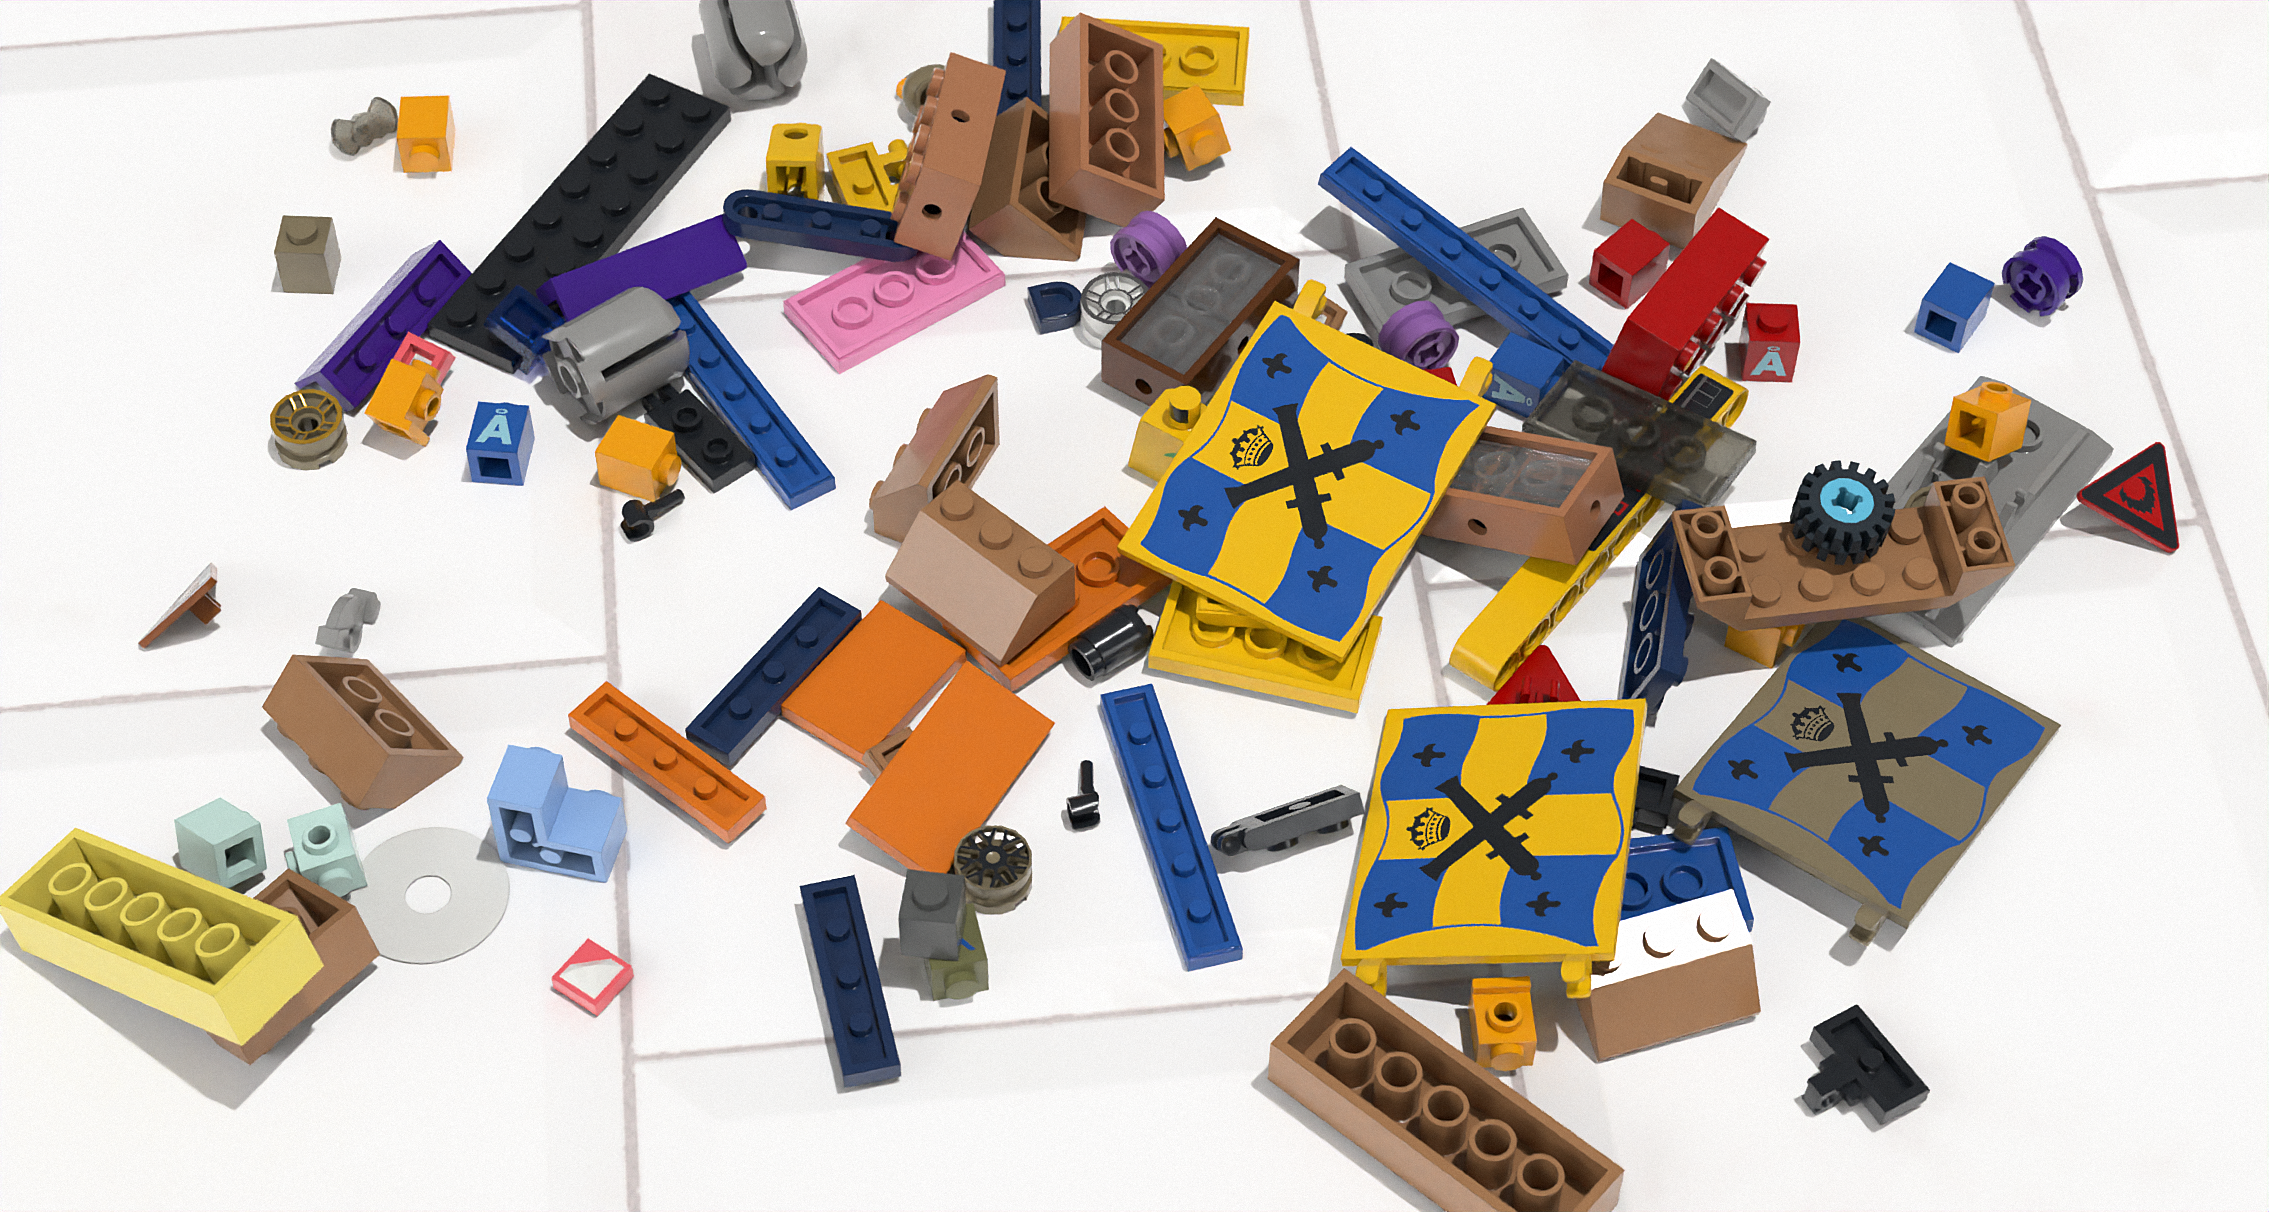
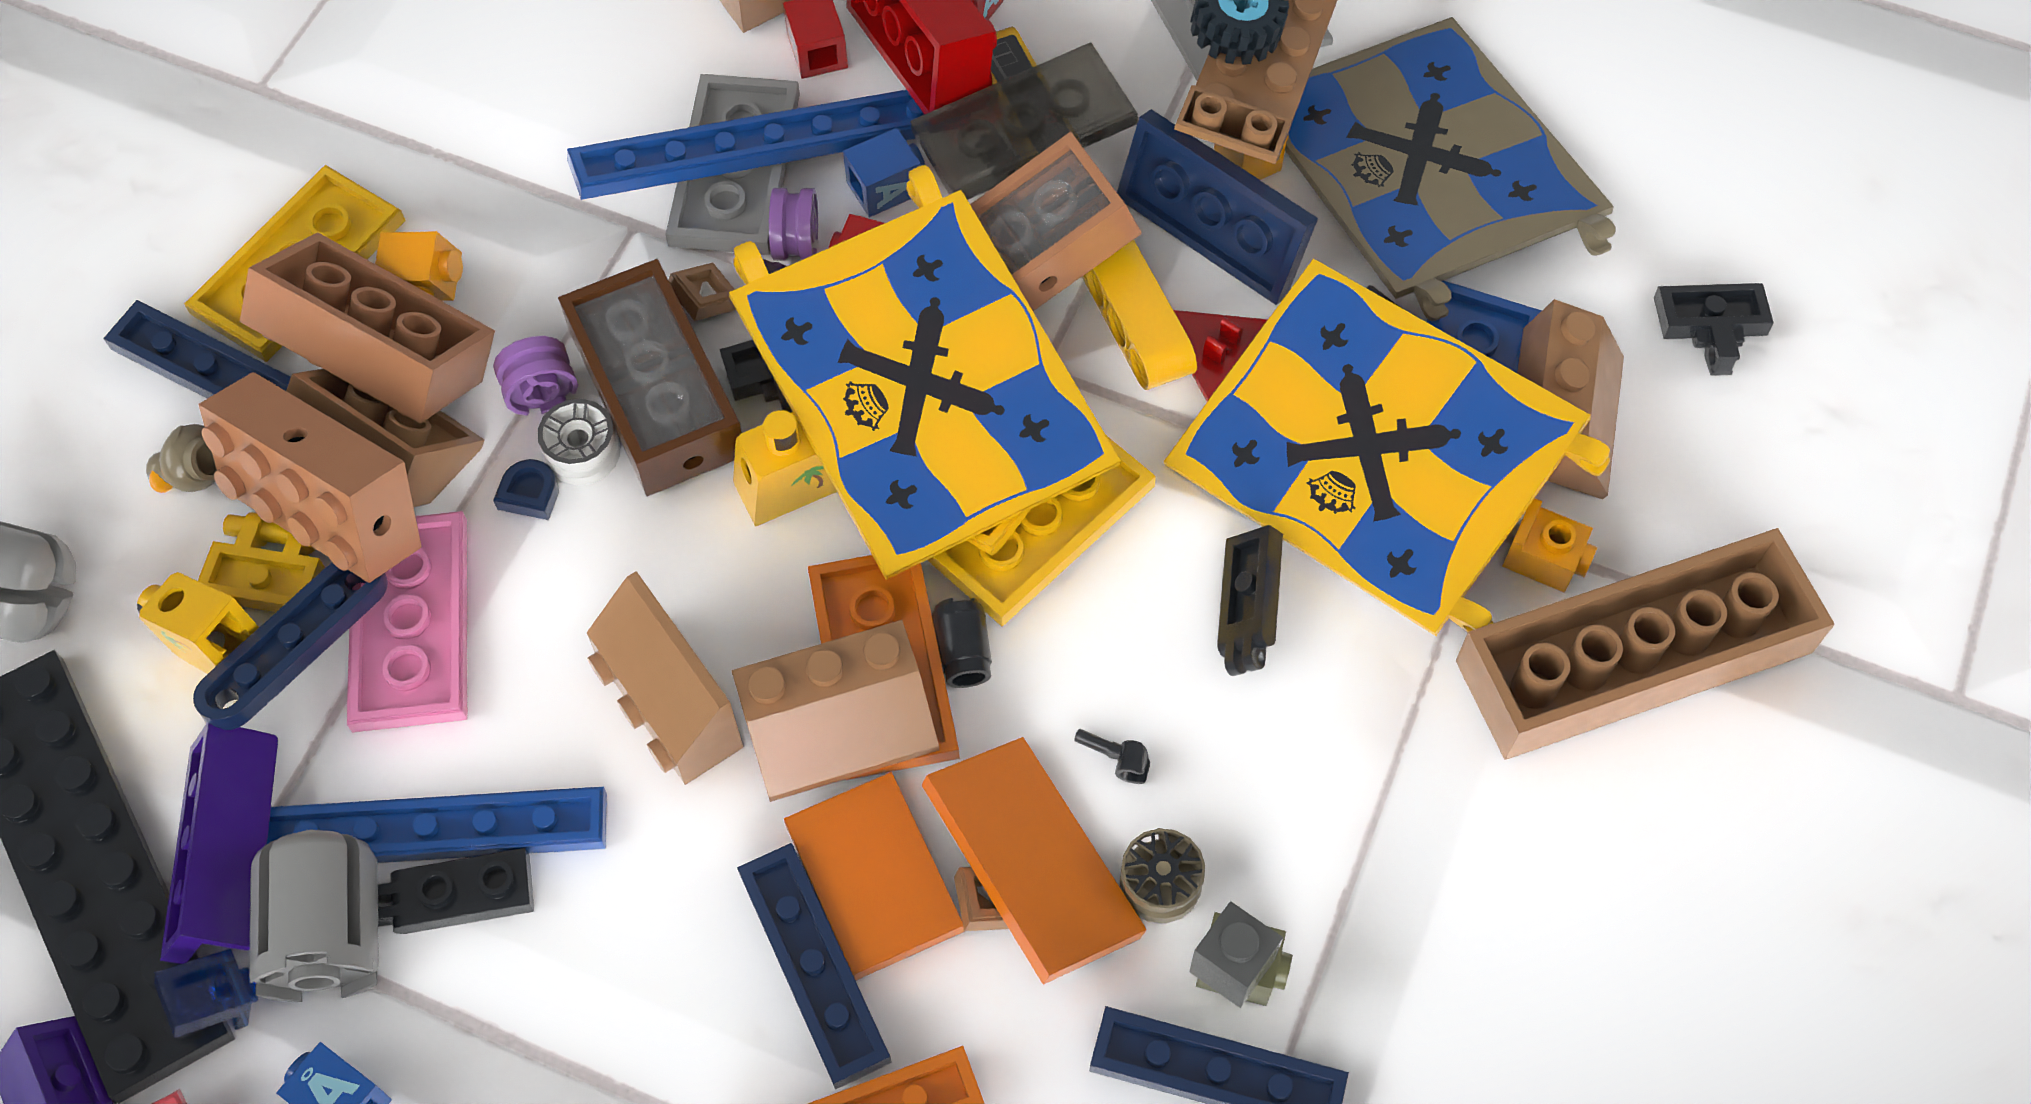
camera: 60 degrees left, 10 degrees up
(637, 459) = (455, 963): light orange brick -> none
(637, 516) = (524, 1003): black hand -> none
(1171, 828) = (1188, 699): blue tile -> none

